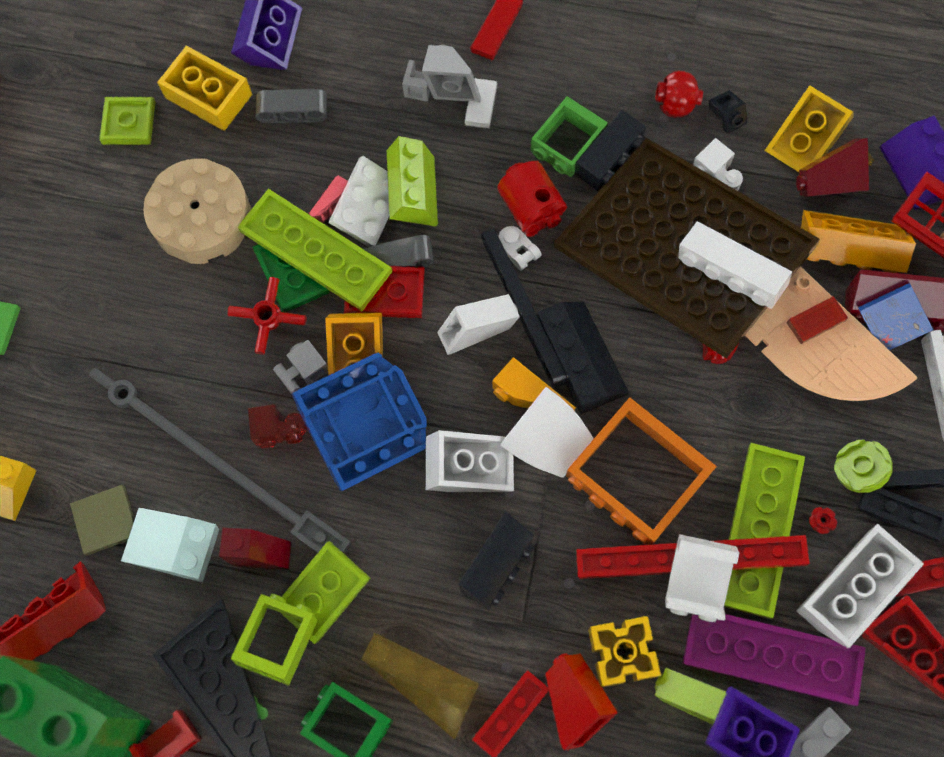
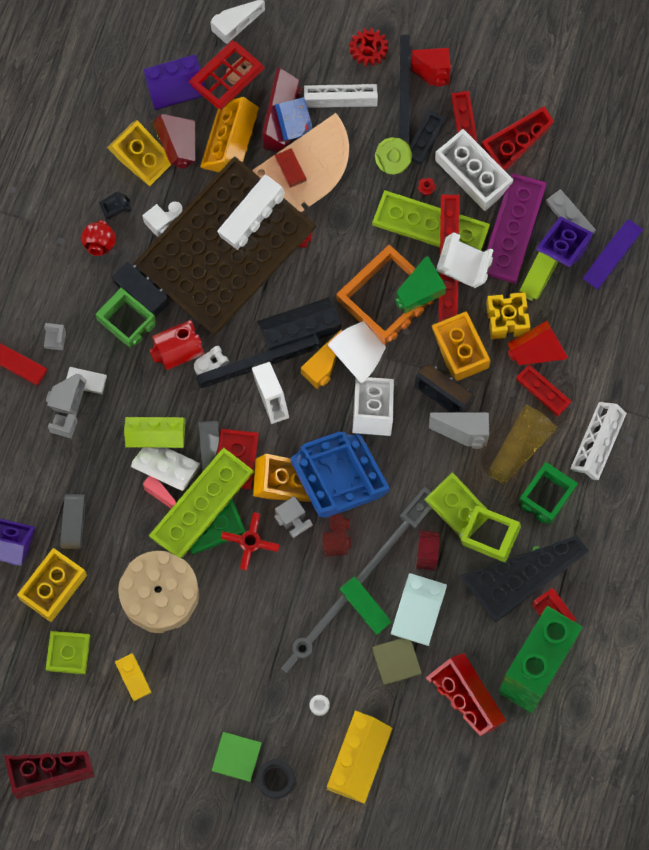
camera: 90 degrees left, 0 degrees up
(48, 422) = (319, 705): none -> white tile
(91, 191) = (133, 677): none -> yellow slope
(177, 470) = (365, 605): none -> green tile
(435, 597) = (465, 428): none -> light grey slope
(535, 61) = (54, 336): none -> light grey panel
(566, 581) = (461, 346): none -> light orange slope
(649, 512) = (420, 287): none -> green slope

